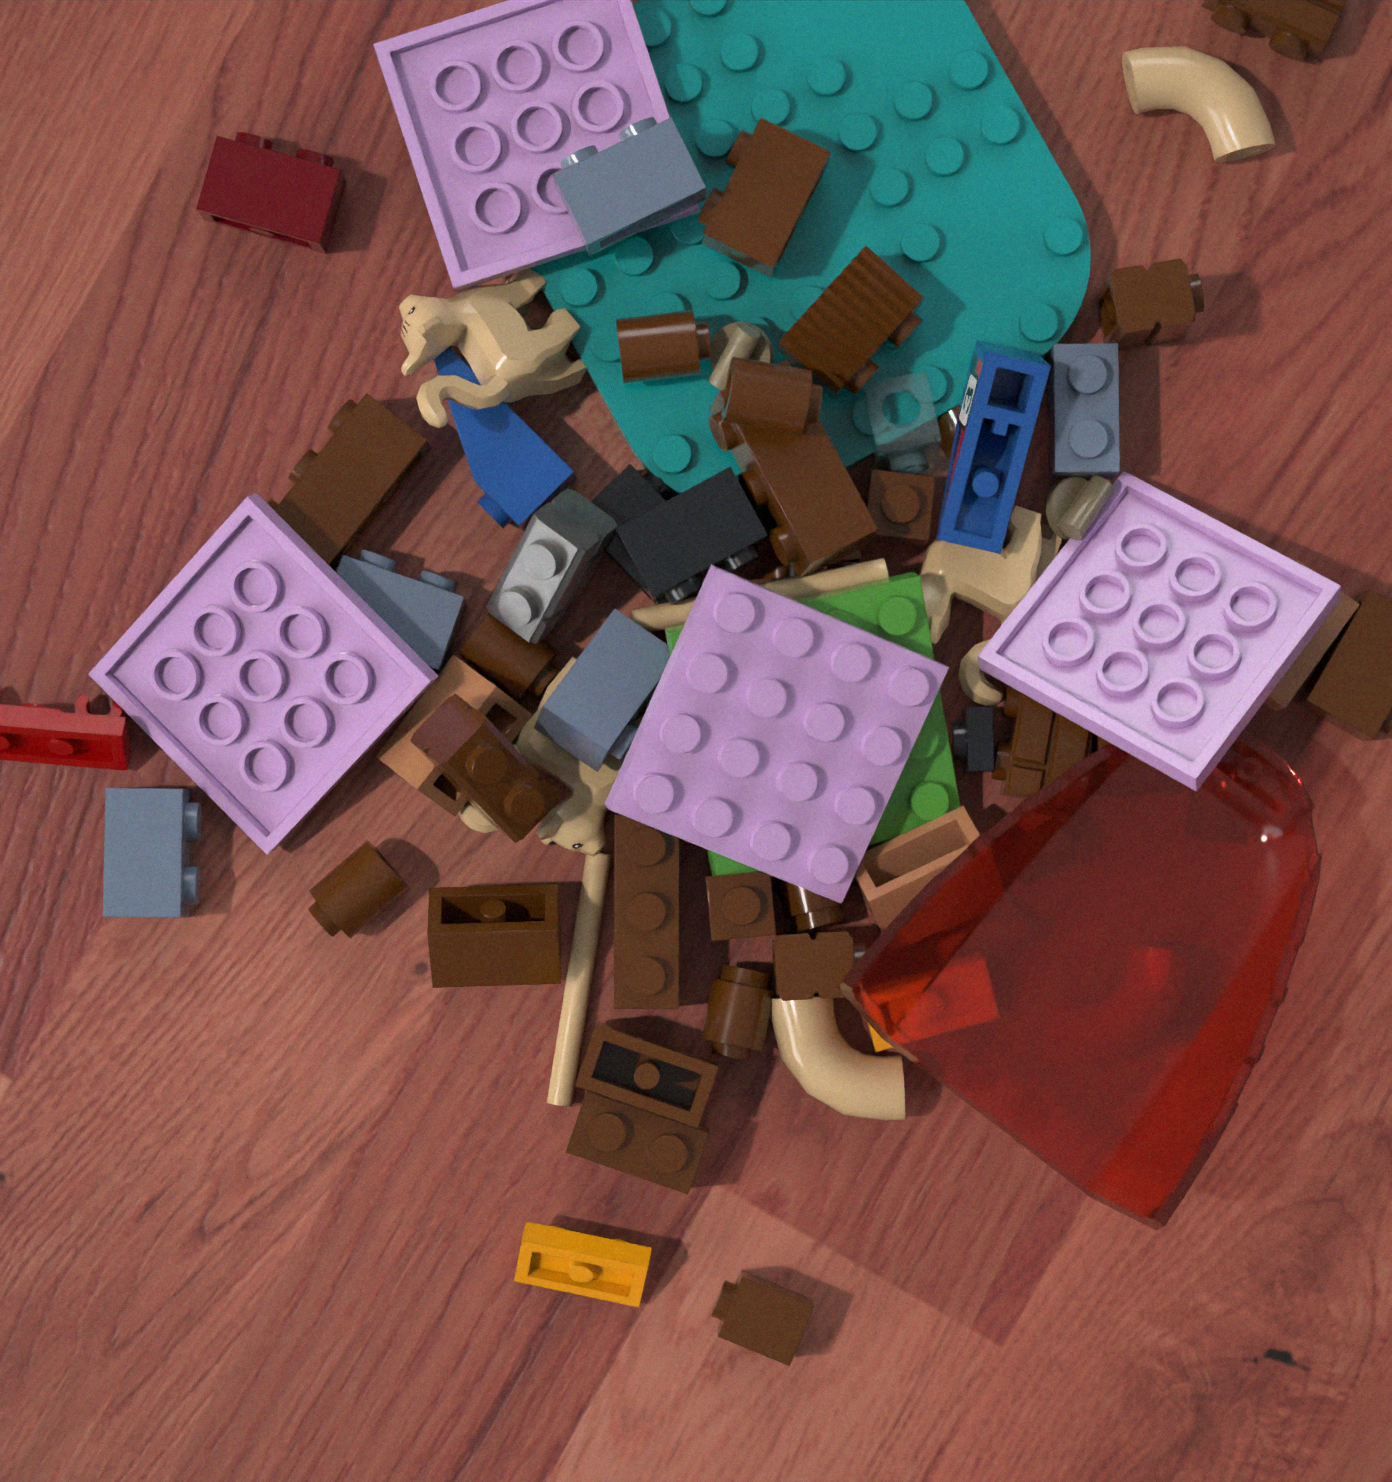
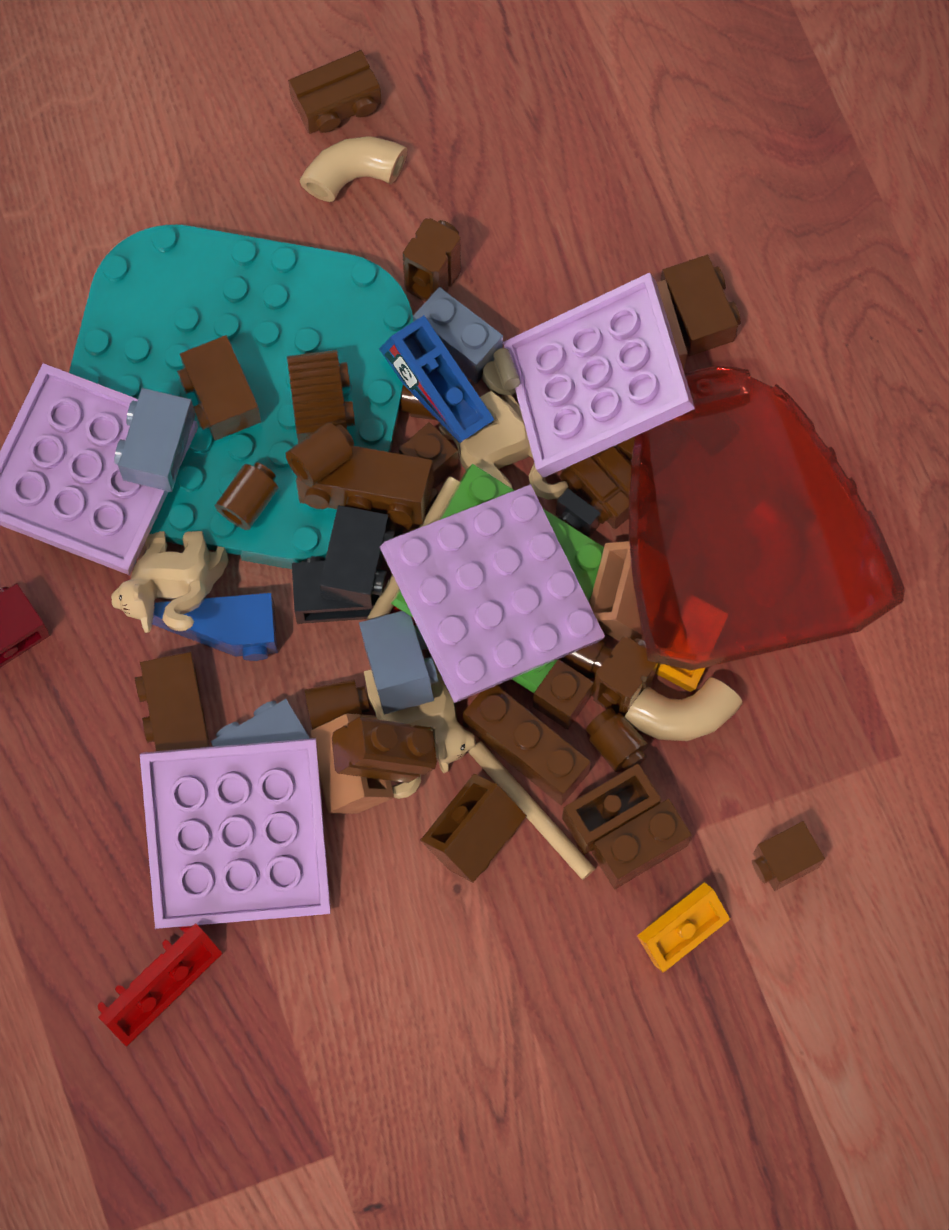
camera: 50 degrees left, 15 degrees down
(150, 853) = (276, 974): sand blue brick -> none
(356, 891) = (389, 883): reddish brown brick -> none
(551, 566) = (309, 641): flat silver brick -> none
(741, 341) = (278, 464): dark tan plate -> none
(910, 446) = (399, 426): clear light blue bracket -> none

